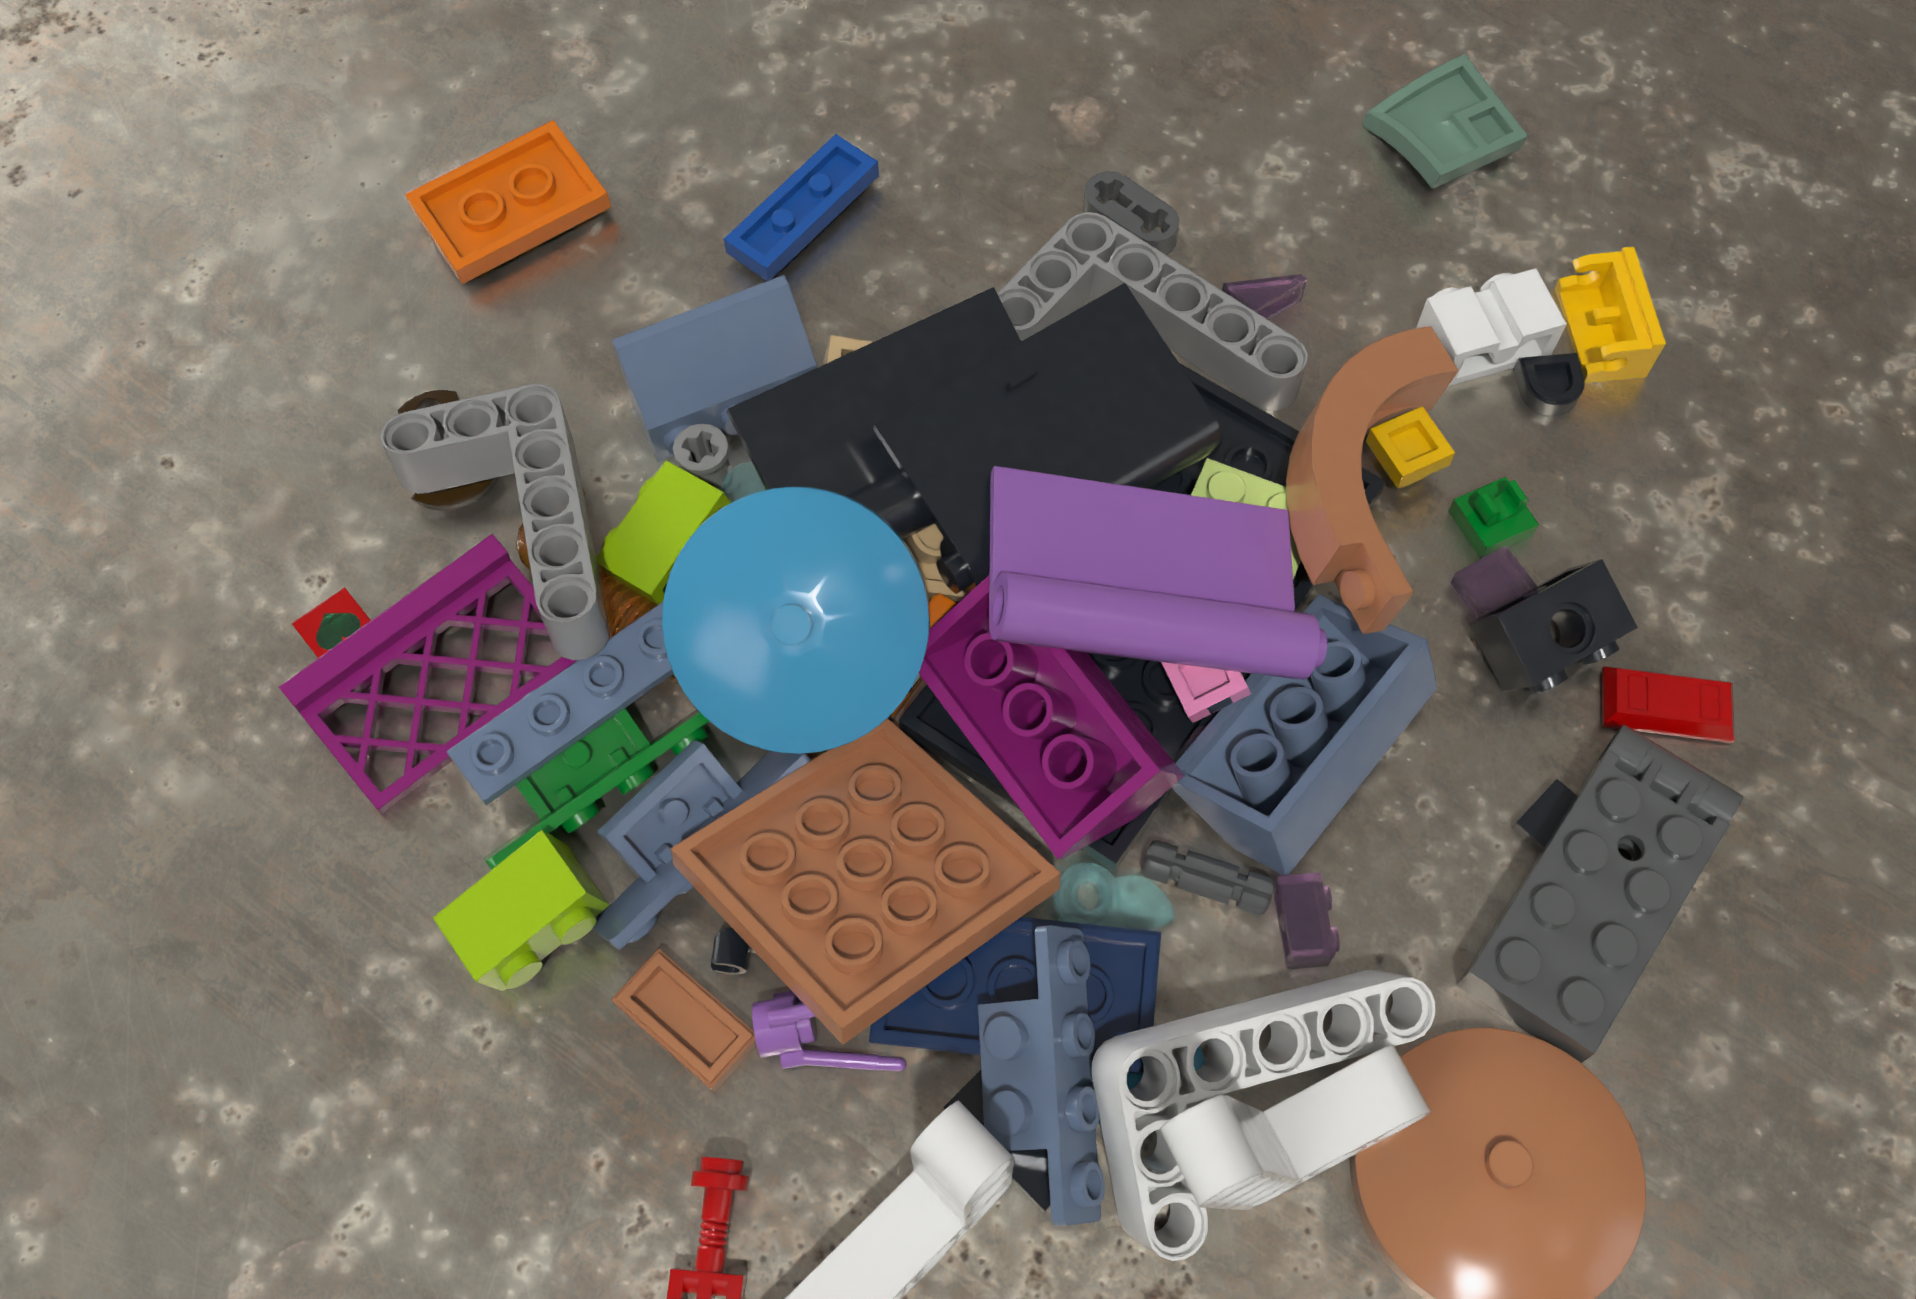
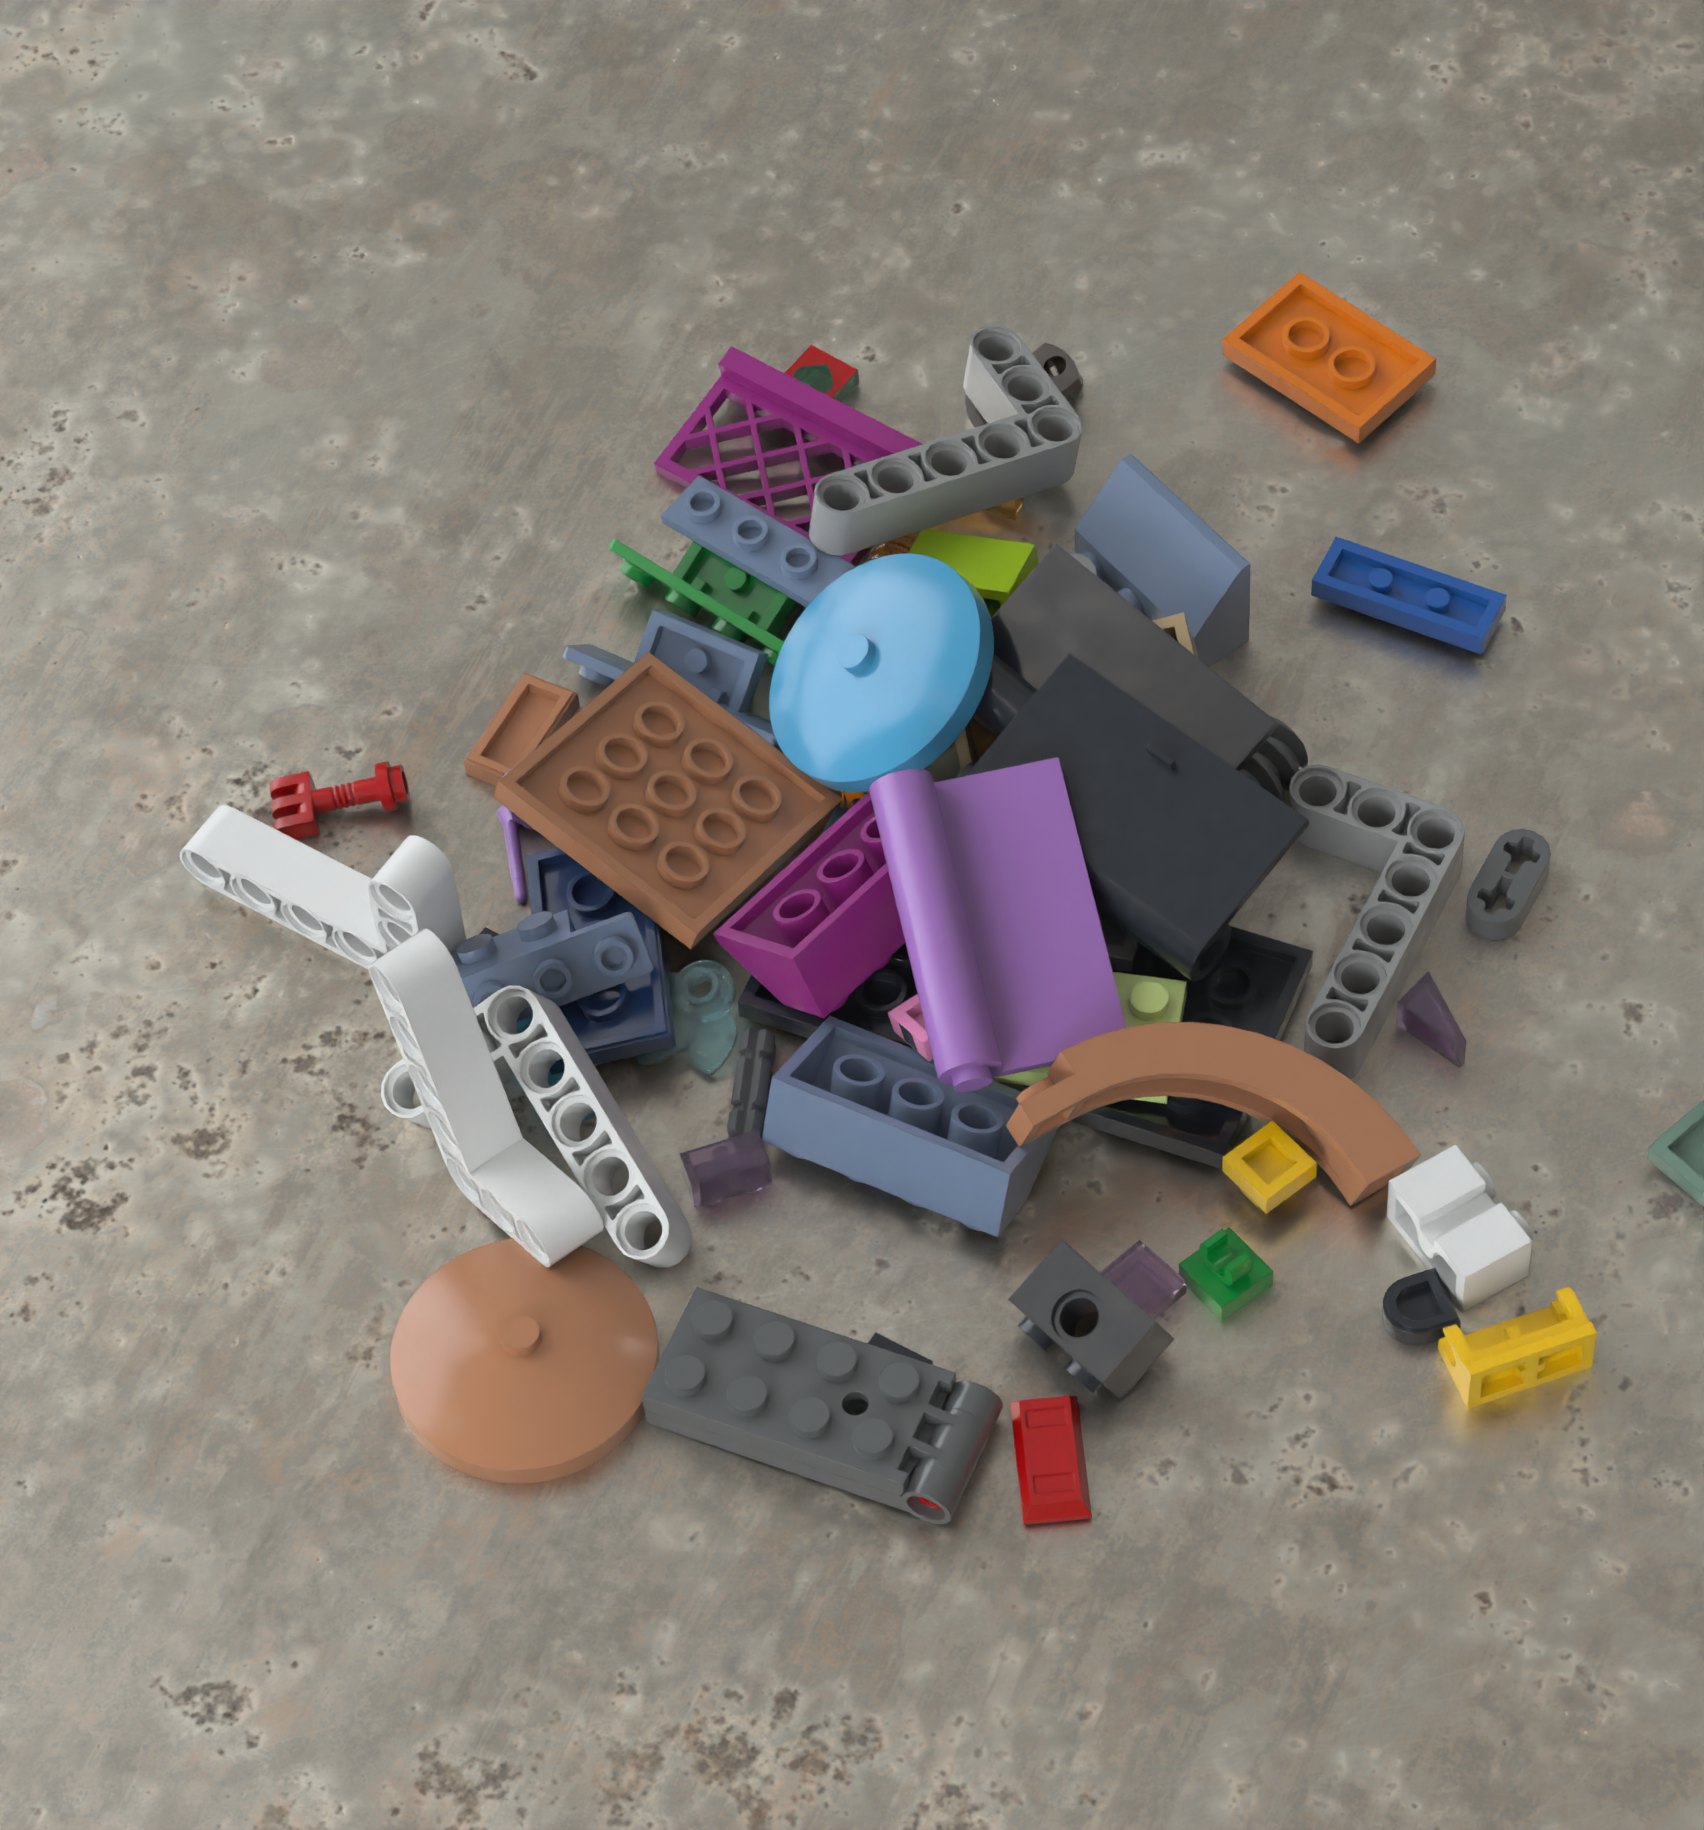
camera: 80 degrees right, 10 degrees down
(522, 913) = (579, 582): lime brick -> none

